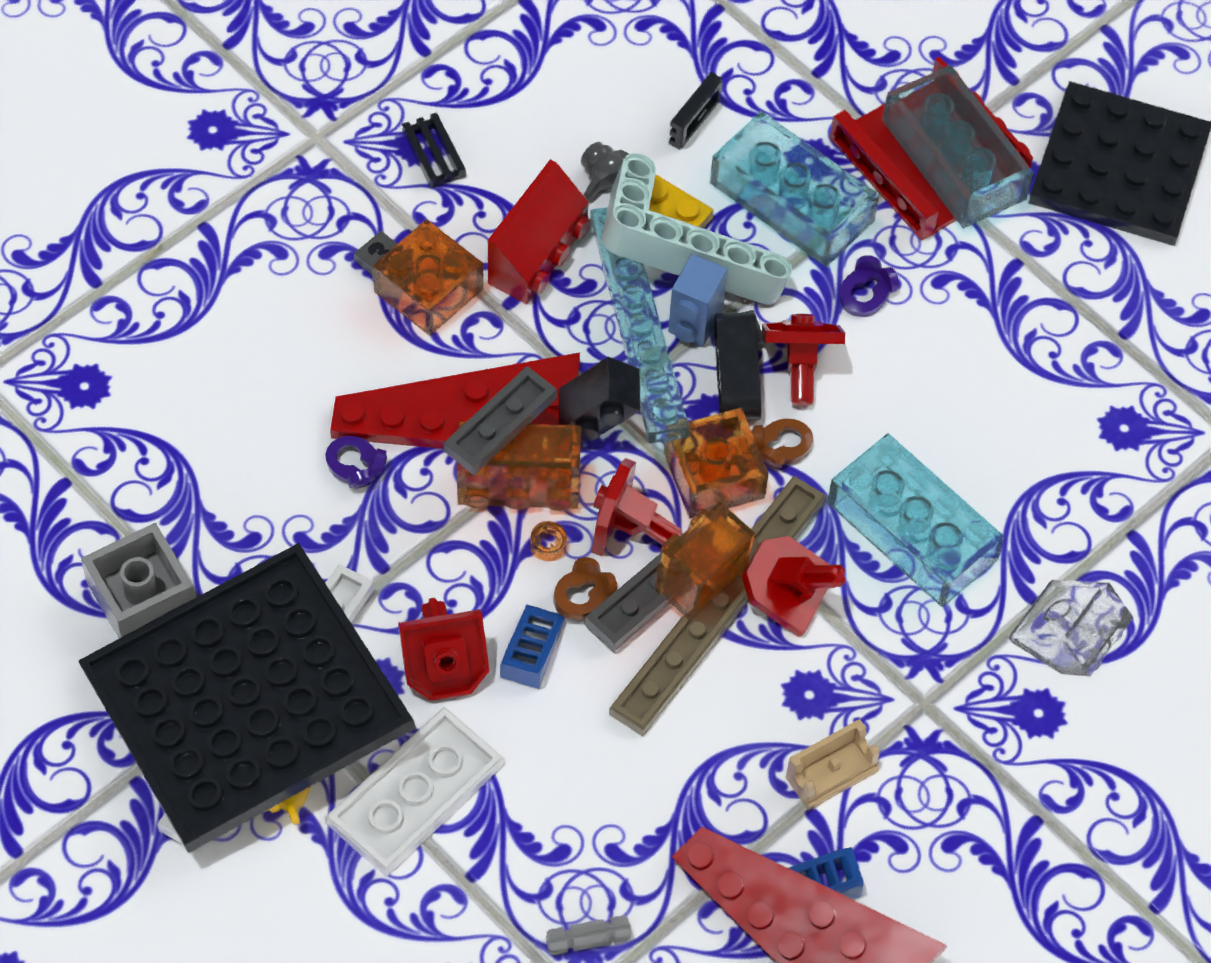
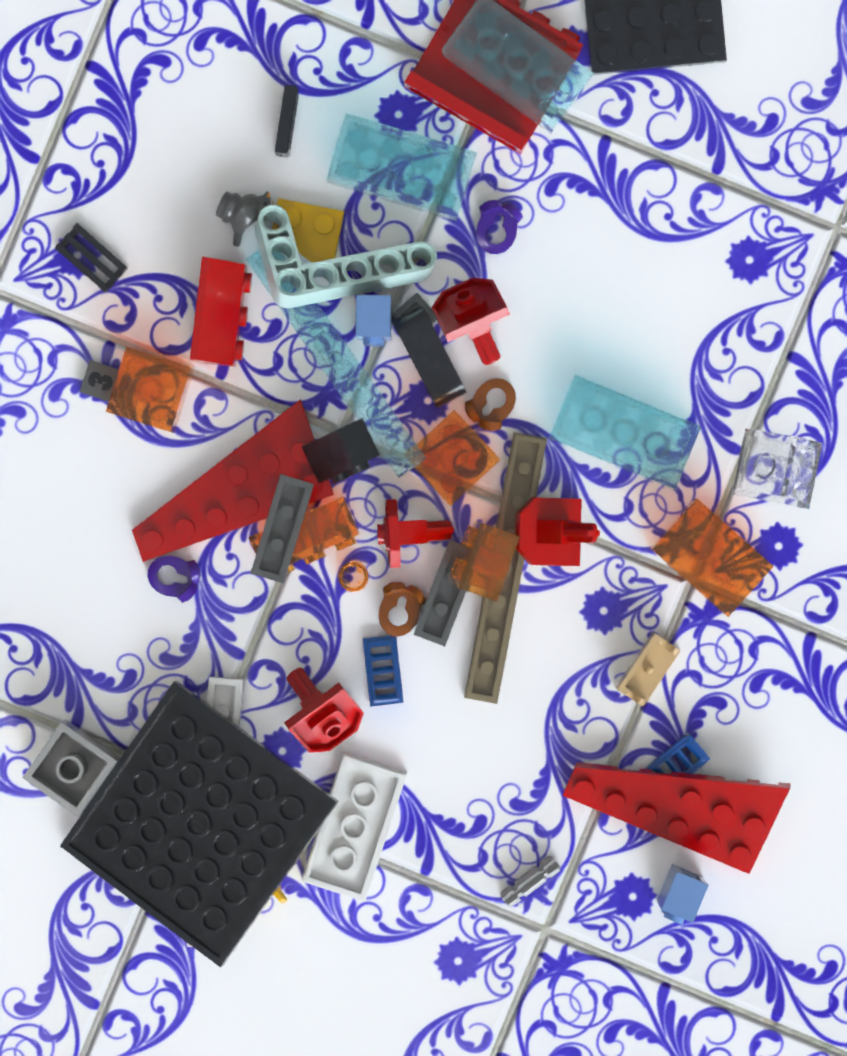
camera: 25 degrees left, 30 degrees up
(957, 680) = (711, 557): none -> clear orange brick

